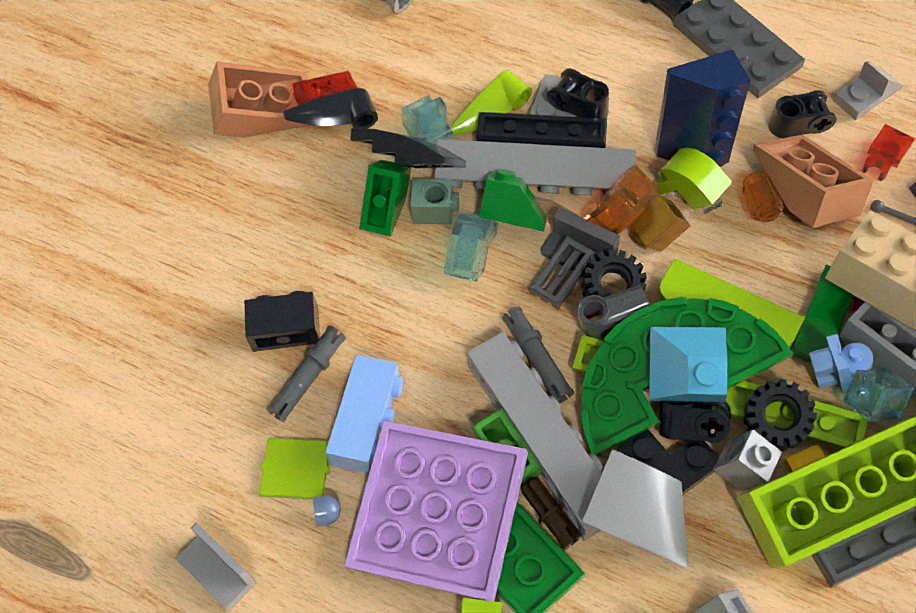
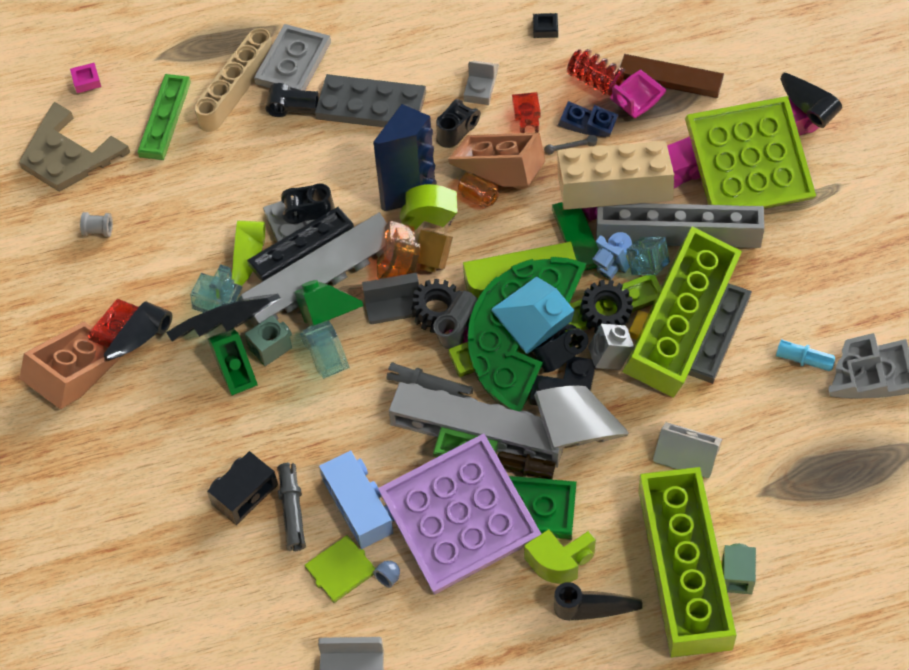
camera: 45 degrees left, 5 degrees down
(547, 295) = (399, 345): dark grey tile -> none

